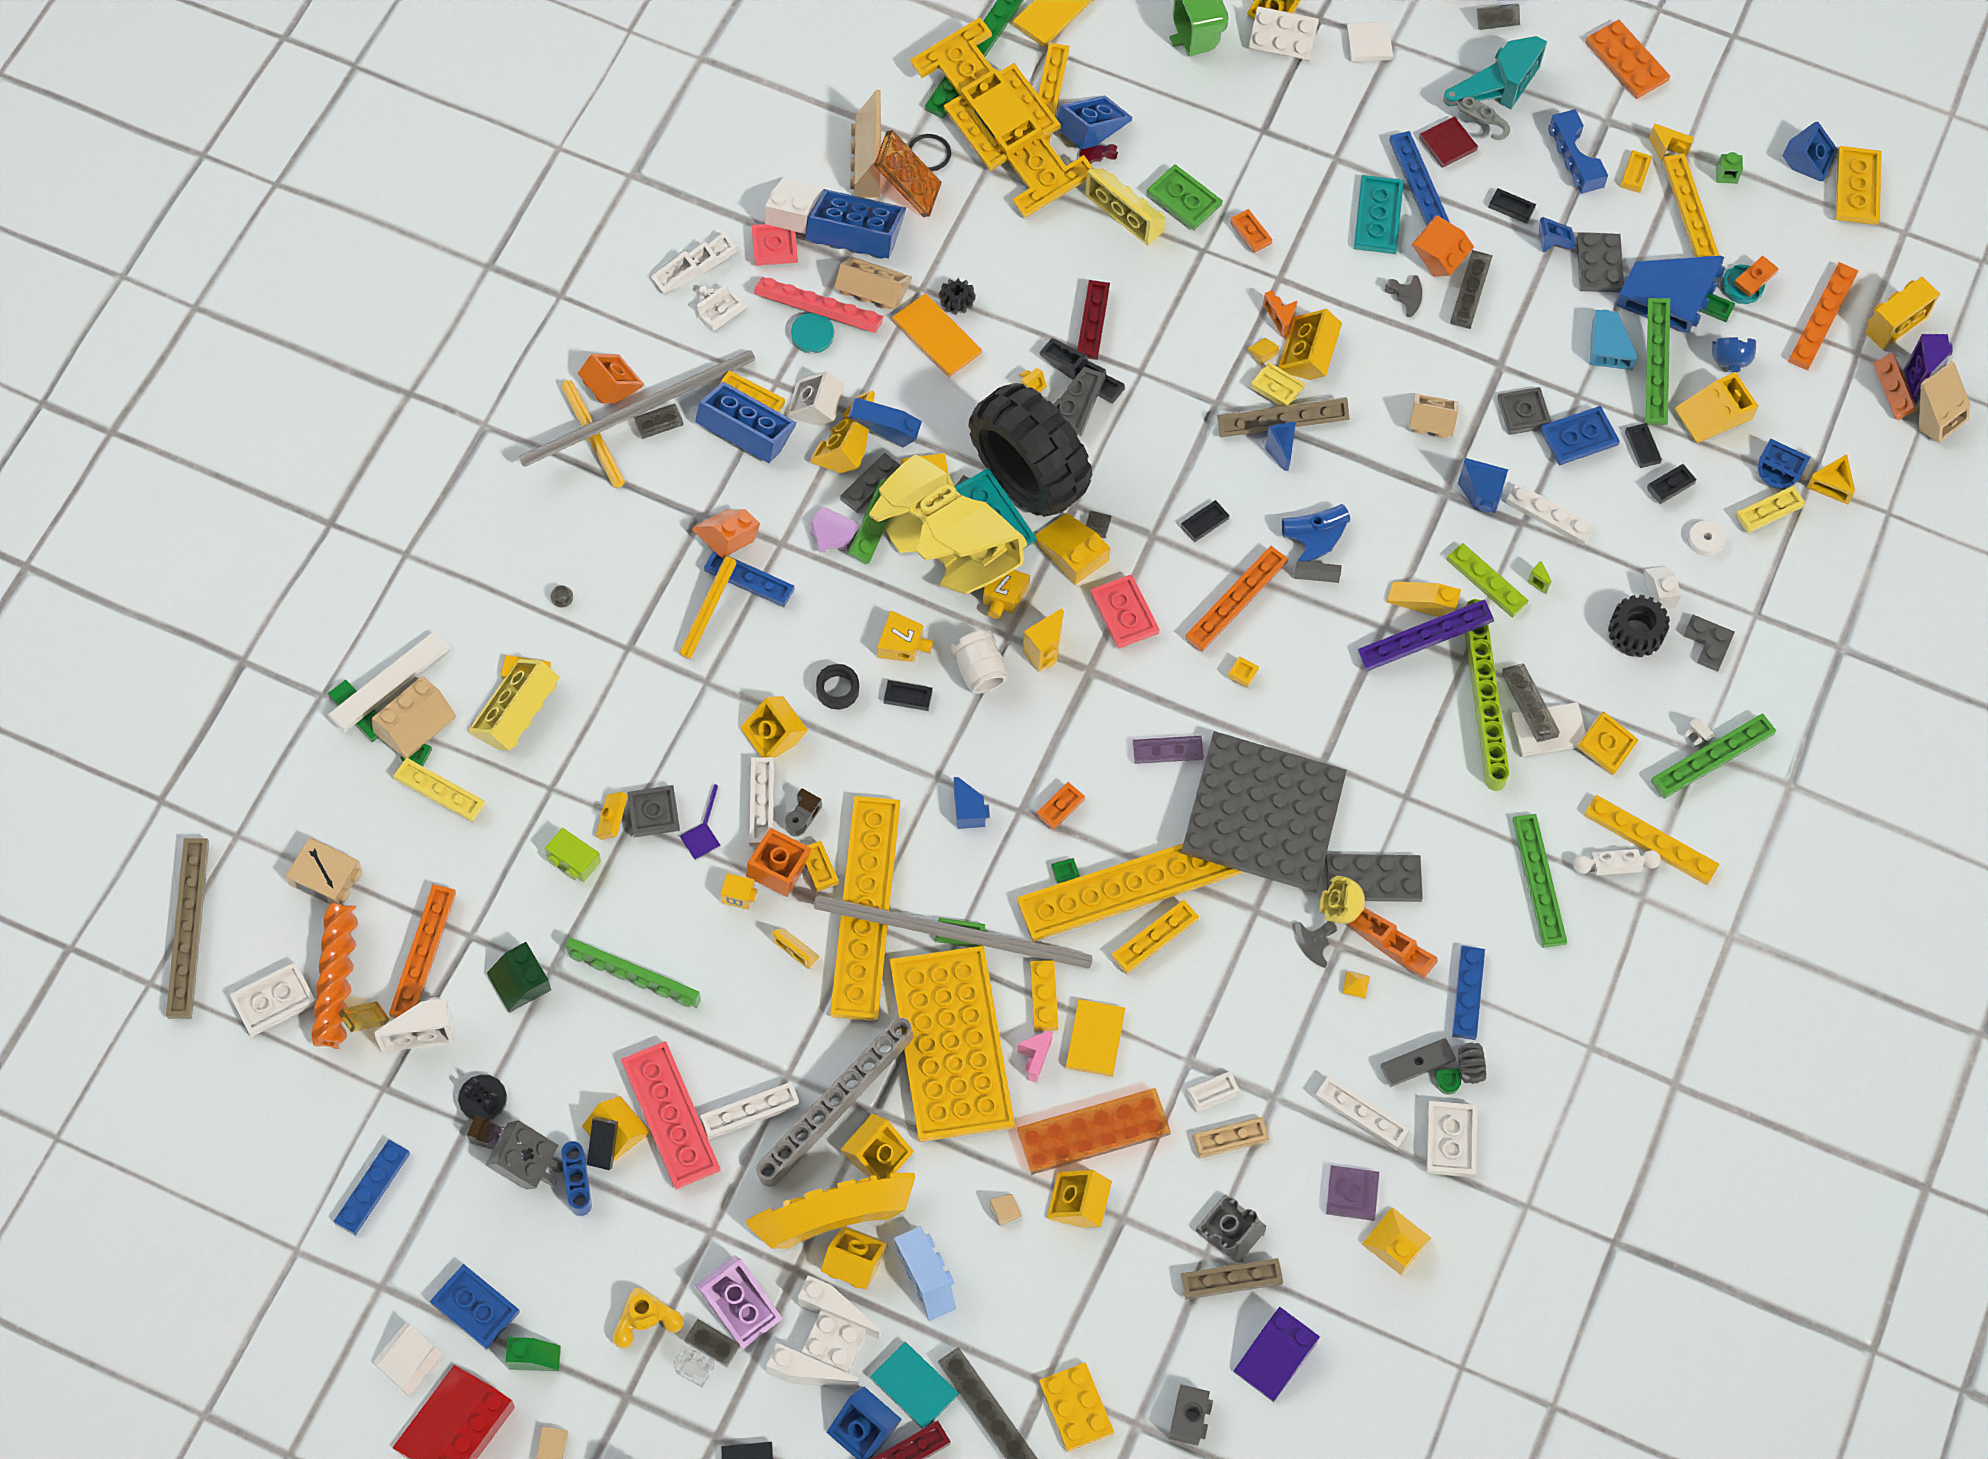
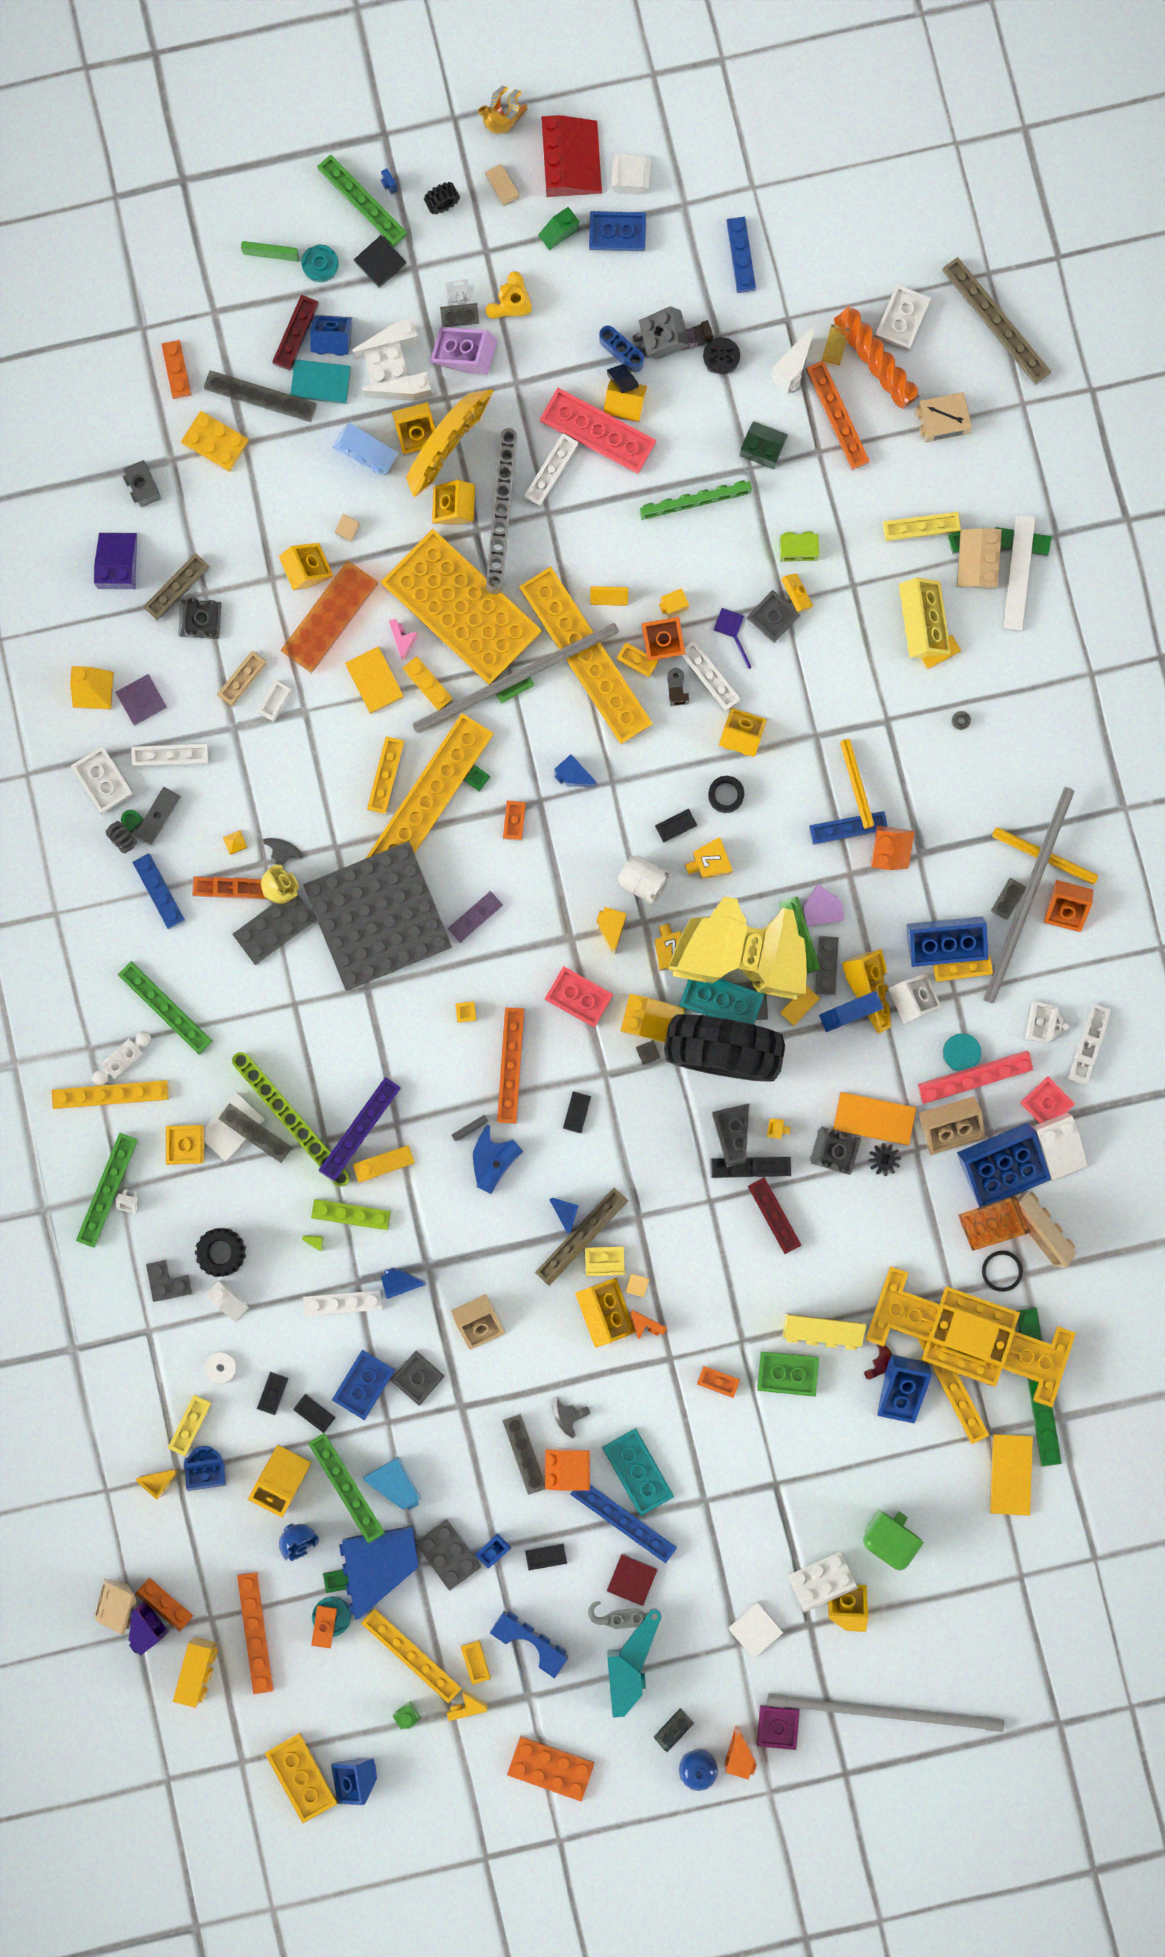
camera: 150 degrees right, 20 degrees up
(995, 333) = (835, 1150): none -> dark grey slope

